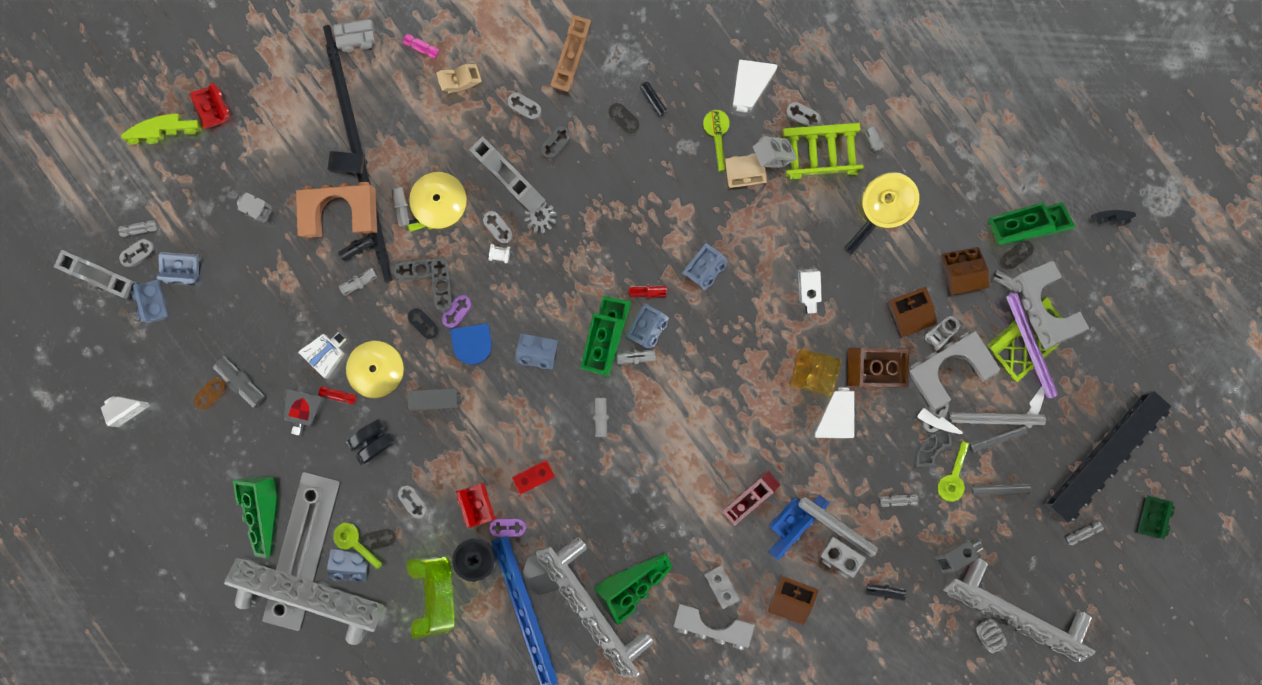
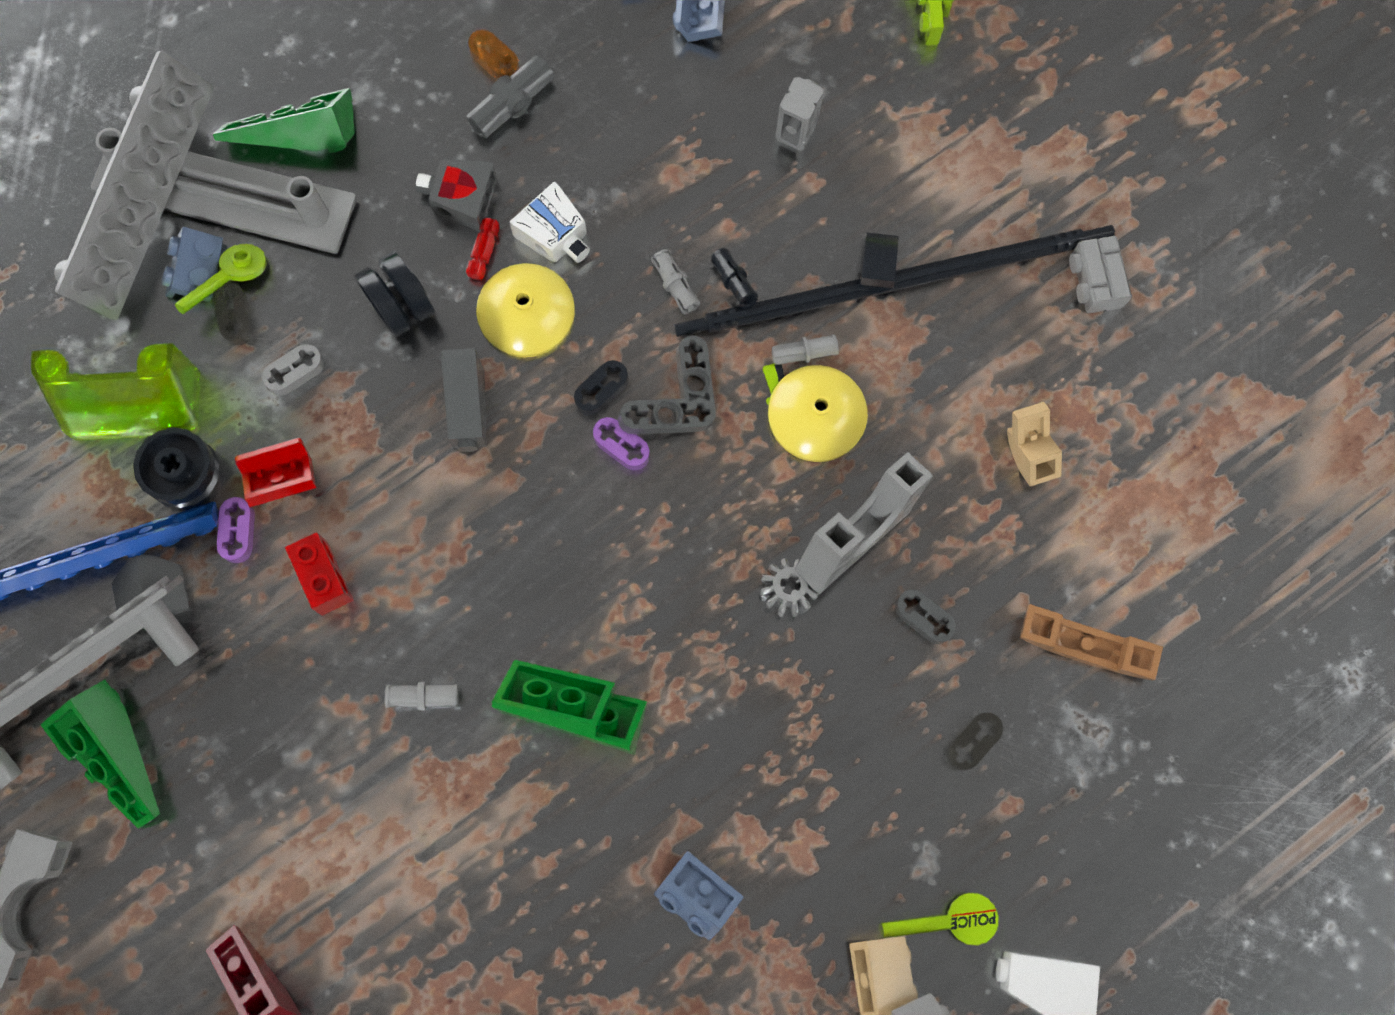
camera: 80 degrees right, 10 degrees down
(209, 106) = (965, 50): red bracket -> none
(312, 202) = (809, 206): nougat arch -> none
(420, 46) = (1087, 384): dark pink axle -> none
(471, 343) = (564, 469): blue tile -> none
(494, 230) = (775, 520): light grey beam -> none
(499, 253) = (723, 515): white bush -> none
(526, 103) = (982, 557): light grey beam -> none
(536, 351) = (547, 580): sand blue bracket -> none
(647, 291) = (652, 784): red axle -> none
(647, 326) = (586, 783): sand blue bracket -> none
(649, 355) = (529, 736): light grey pin -> none
(653, 98) = (1014, 797): black axle -> none
(721, 586) = (86, 924): light grey brick -> none

